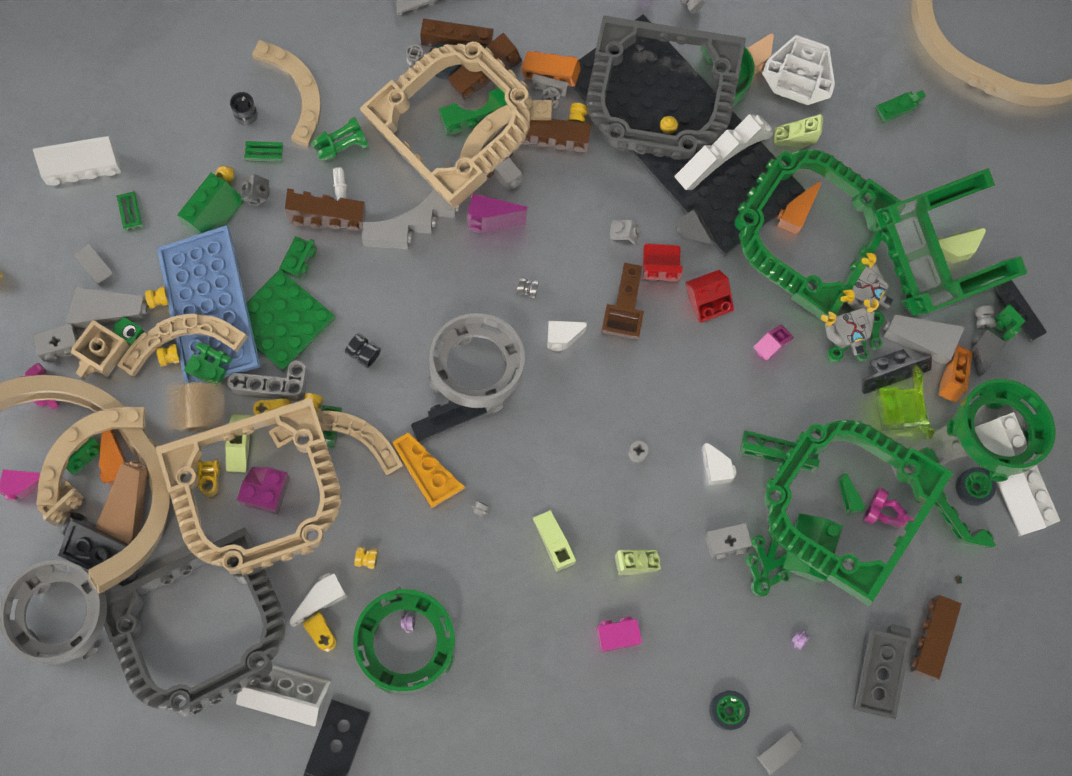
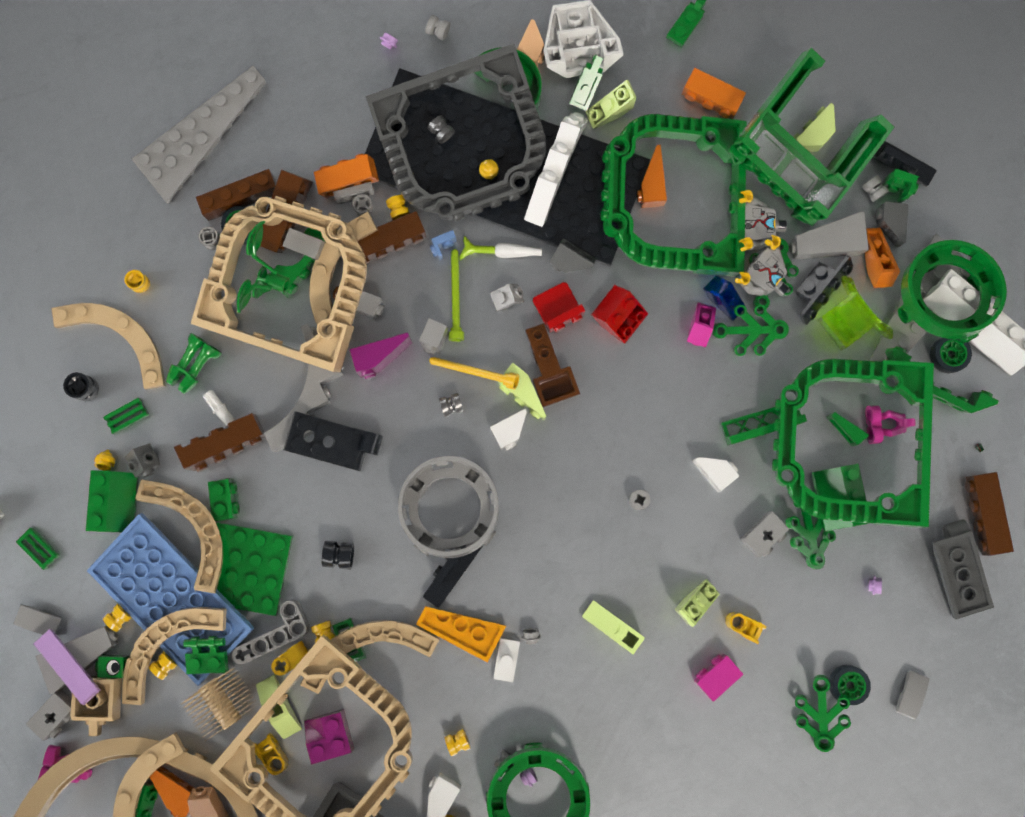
camera: 25 degrees left, 10 degrees up
(94, 307) = (67, 667): none -> lavender tile
(271, 261) = (201, 520): none -> tan plate
(337, 56) = (133, 279): none -> yellow wheel
(425, 271) = (347, 447): none -> black hinge
(440, 104) = (264, 282): none -> green plant
(448, 516) = (506, 660): none -> white tile
(486, 98) = (303, 244): none -> light grey tile
(546, 225) = (433, 336): none -> light grey brick
(565, 236) = (456, 333): none -> lime piece
(587, 292) = (510, 380): none -> yellow piece
(592, 304) = (524, 393): none -> yellowish green slope
(597, 159) = (445, 240): none -> medium blue bracket
(641, 193) = (501, 250): none -> white piece
(648, 73) = (441, 129): none -> flat silver wheel
(668, 609) = (747, 628): none -> yellow piece
(689, 721) = (823, 717): none -> green plant
(788, 105) = (587, 84): none -> hinge
(806, 331) = (724, 296): none -> clear blue slope
(815, 371) = (754, 330): none -> green plant
(889, 169) = (713, 93): none -> orange brick

